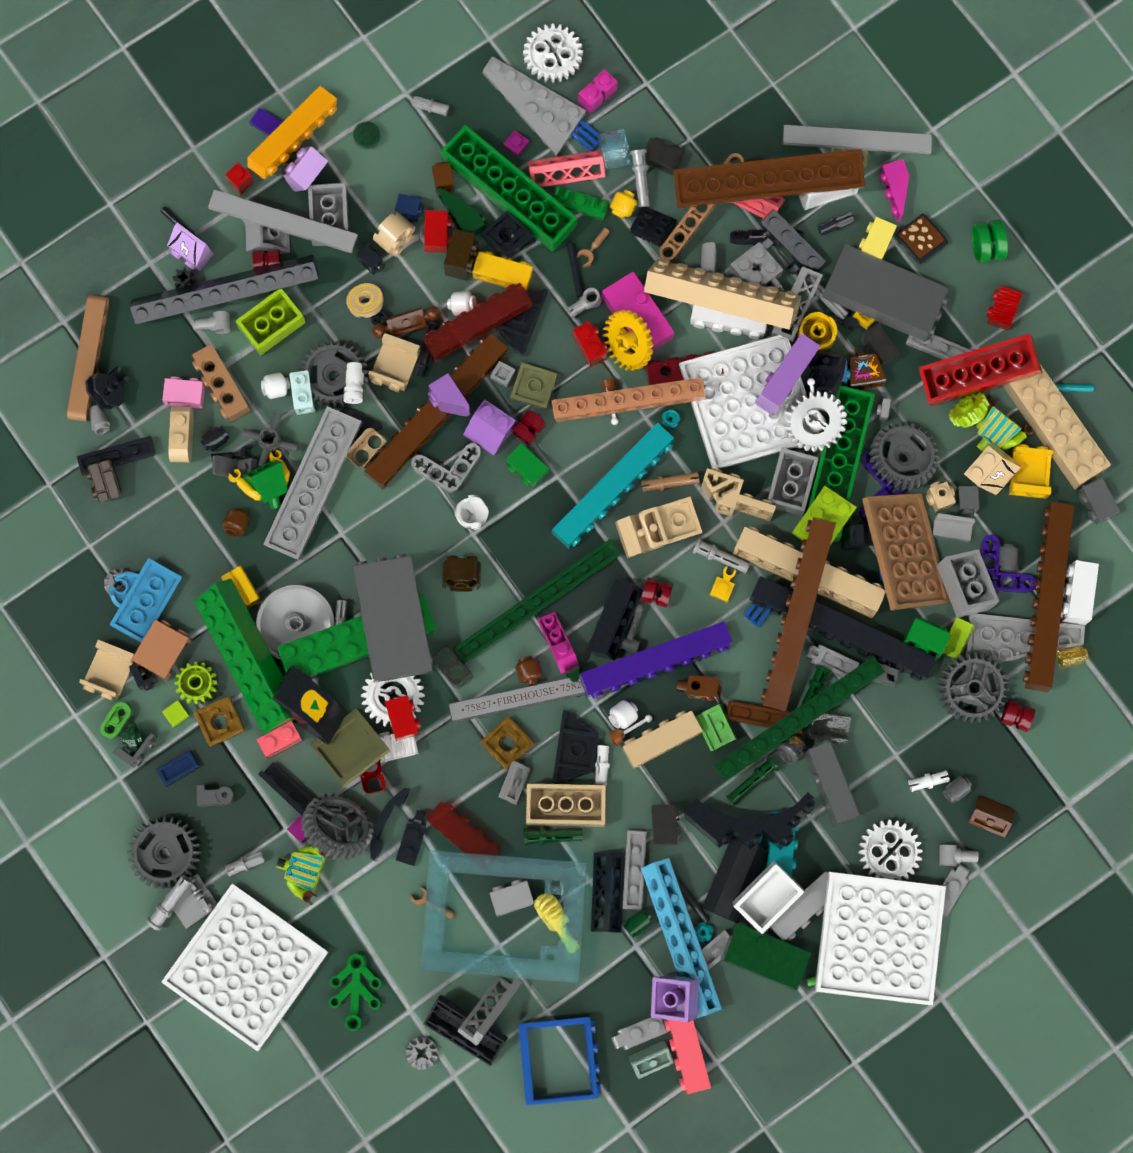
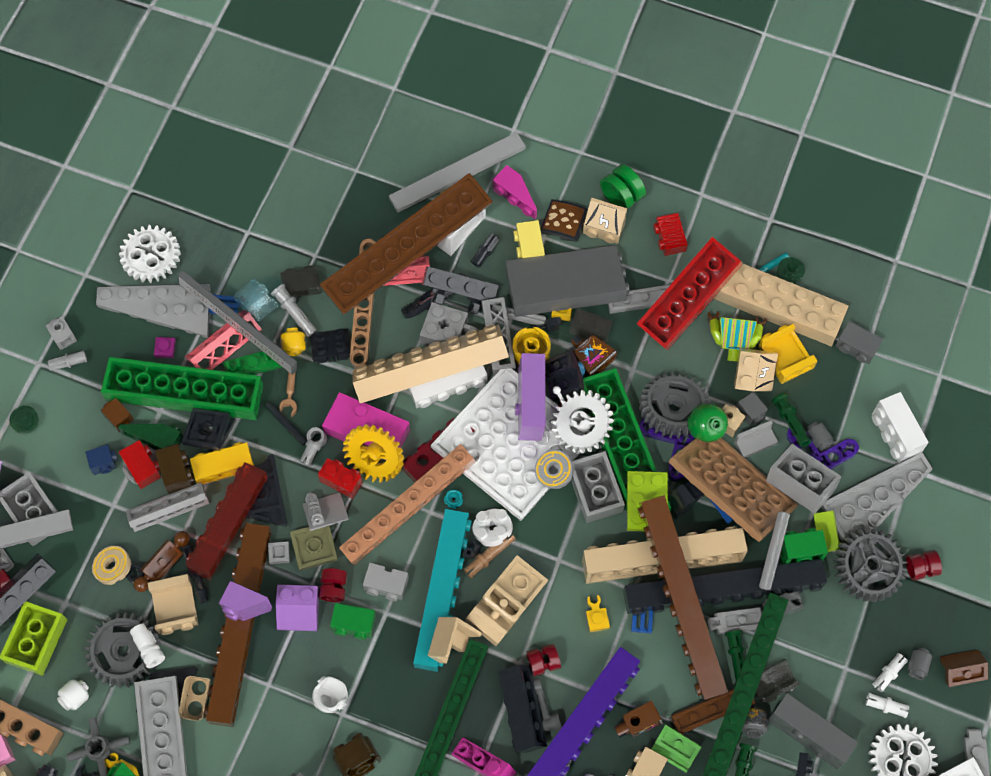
camera: 30 degrees left, 10 degrees down
(301, 392) = (102, 685): light aqua bracket -> none
(370, 259) = (94, 525): black brick -> none
(394, 234) = (103, 489): tan brick -> none
(435, 280) = (167, 507): none -> light grey fence
(439, 78) = (61, 333): none -> light grey brick
(453, 474) = (290, 670): light grey beam -> none
(461, 302) = (201, 512): white head -> none
(560, 362) = (324, 510): none -> light grey hinge
(574, 455) = (385, 583): none -> light grey brick
(587, 159) = (238, 322): none -> tile
(592, 97) = (206, 268): dark pink piece -> none
(593, 524) = (450, 633): none -> tan panel
(610, 385) = (380, 504): dark orange hinge -> none
(659, 470) = (472, 550): none -> black arm
(686, 452) = (490, 517): none -> white plate
(709, 257) = (396, 341): light grey brick -> none
(712, 552) = (568, 592): light grey pin -> none
(729, 486) = (532, 528): tan piece -> none
(762, 436) = (546, 461): none -> light grey tile
(883, 410) = (630, 378): light grey plate -> none
(900, 625) = (774, 550): none -> light grey axle
(908, 804) = (887, 705): none -> white pin
(918, 487) = (707, 422): none -> green cylinder
(951, 855) = (957, 725): light grey pin -> none
(954, 261) = (605, 221): none -> tan slope
(969, 410) = (702, 333): lime gear -> none
(994, 523) = (788, 414): none -> dark green pin
(1049, 597) = (878, 448): reddish brown brick -> none
(1072, 656) = (930, 485): clear yellow brick -> none
(1085, 403) = (791, 270): none -> clear green plate

